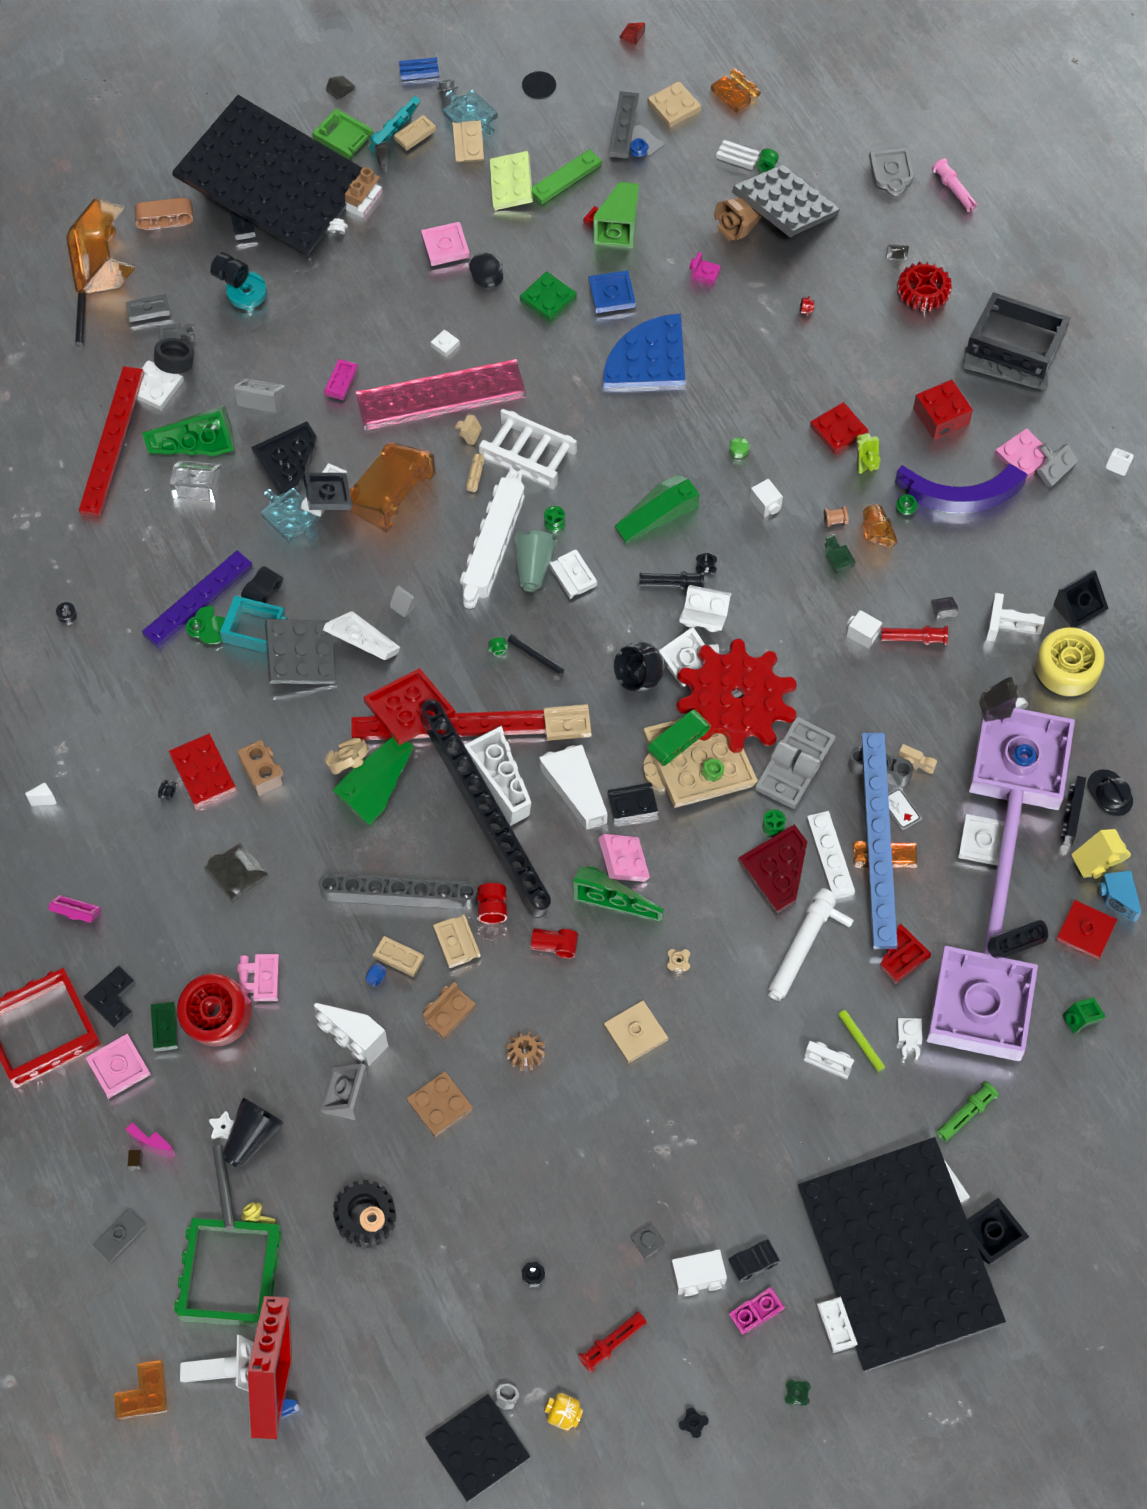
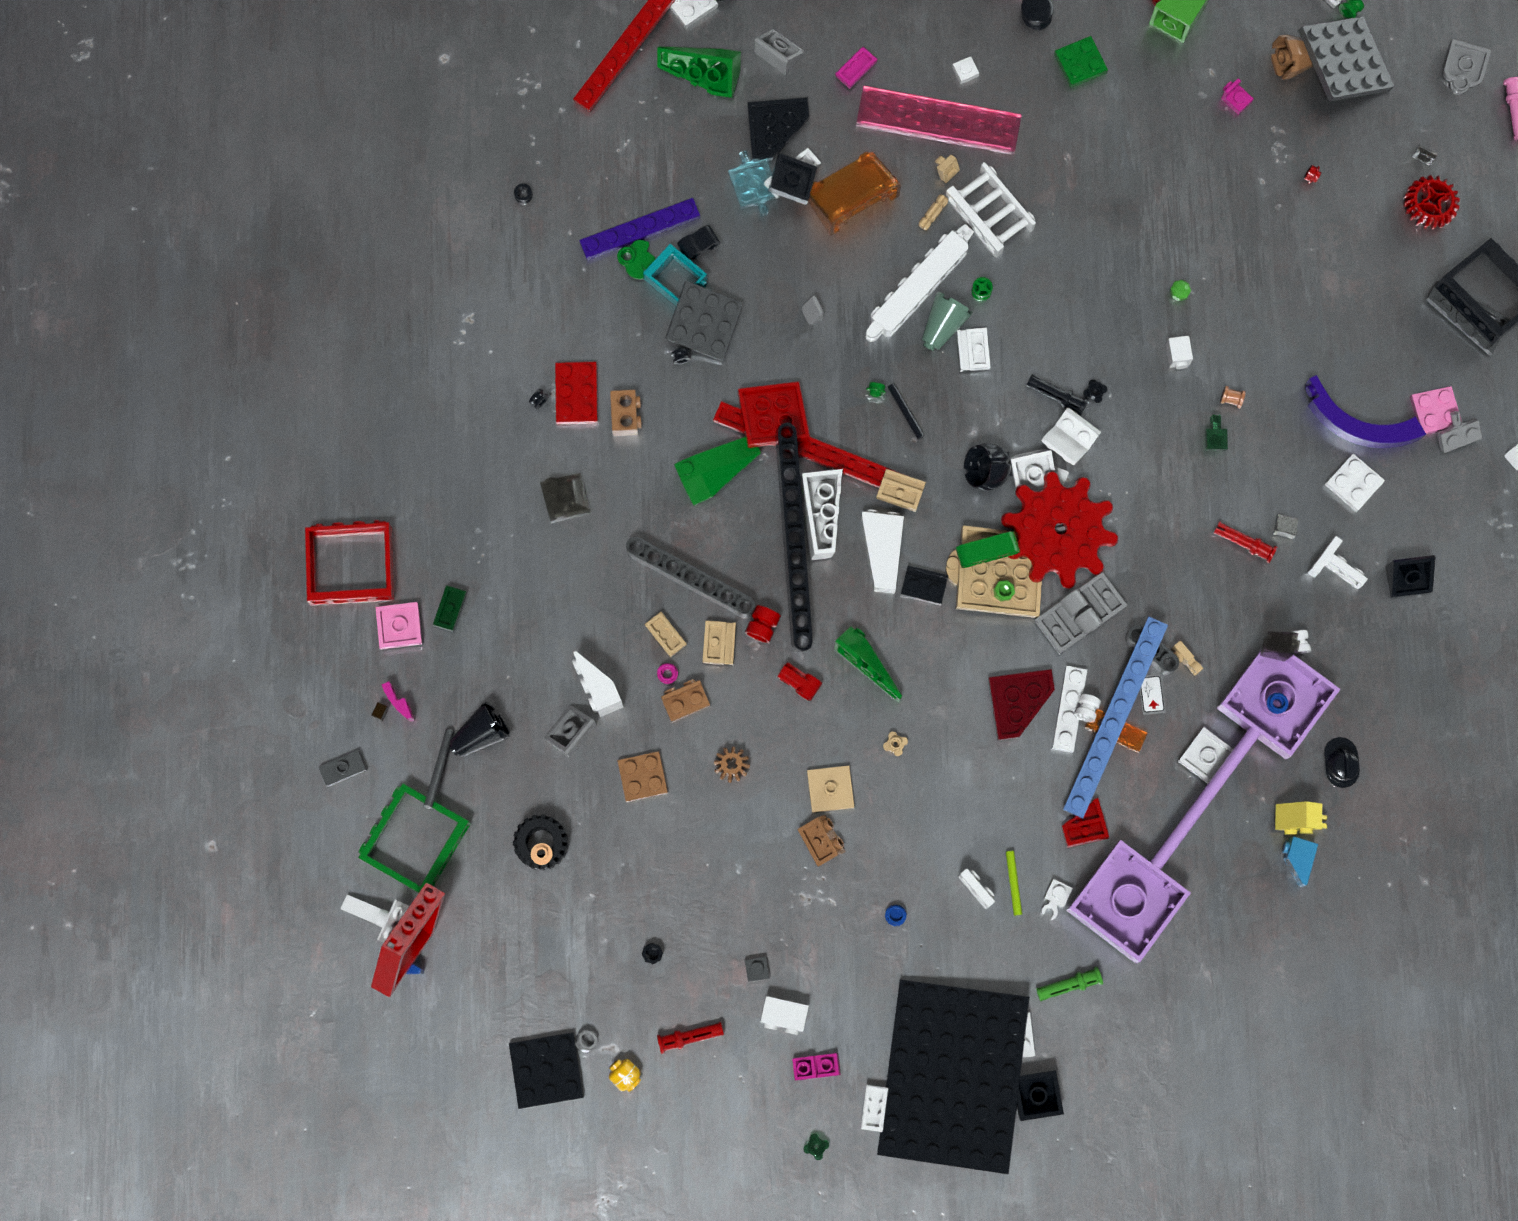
camera: 25 degrees right, 15 degrees up
(40, 796) = (433, 356): white slope -> none
(74, 908) = (419, 472): dark pink plate -> none
(106, 996) = (413, 562): black plate -> none
(150, 1396) = (309, 912): clear orange plate -> none
(195, 480) = (686, 112): clear slope -> none
(201, 998) = (479, 612): red wheel -> none
(217, 1123) = (465, 710): white plate -> none
(252, 1213) = (452, 802): light yellow plate -> none
(265, 976) = (549, 603): bright pink plate -> none
(292, 693) = (681, 356): none -> black bush
(347, 756) = (700, 437): tan plate -> none
(362, 635) = (764, 328): white wing -> none
(375, 975) = (639, 642): blue tile -> none
(418, 986) = (667, 667): none -> dark pink plate
(612, 291) = (1140, 82): blue plate -> none
(624, 857) = (891, 634): bright pink plate -> none
(648, 355) = (1143, 161): blue plate -> none
(651, 1083) = (821, 840): none -> medium nougat bracket
(660, 506) = (1084, 316): green wedge -> none
(693, 1430) = (716, 1130): black plate -> none
(754, 1260) = (833, 1025): black axle -> none
(761, 1124) = (895, 915): none -> blue plate
(776, 818) = (1036, 655): green wheel -> none
(817, 914) = (1030, 758): white cylinder -> none
(838, 427) = (1280, 310): red plate -> none
(847, 841) = (1087, 708): none -> white wheel
(863, 628) = (1202, 515): white brick -> none
(867, 453) = (1291, 349): lime hips -> none
(878, 526) = (1266, 423): clear orange piece -> none
(906, 500) = (1305, 408): green plate -> none
(942, 409) = (1383, 334): red brick -> none
(986, 544) = (1354, 482): none -> white plate
(1017, 939) = (1187, 861): black plate -> none
(1069, 661) = (1382, 623): light yellow wheel -> none
(1073, 810) = (1298, 765): black plate -> none
(1083, 1014) = (1211, 948): green bracket -> none
(1086, 929) = (1254, 875): red plate -> none

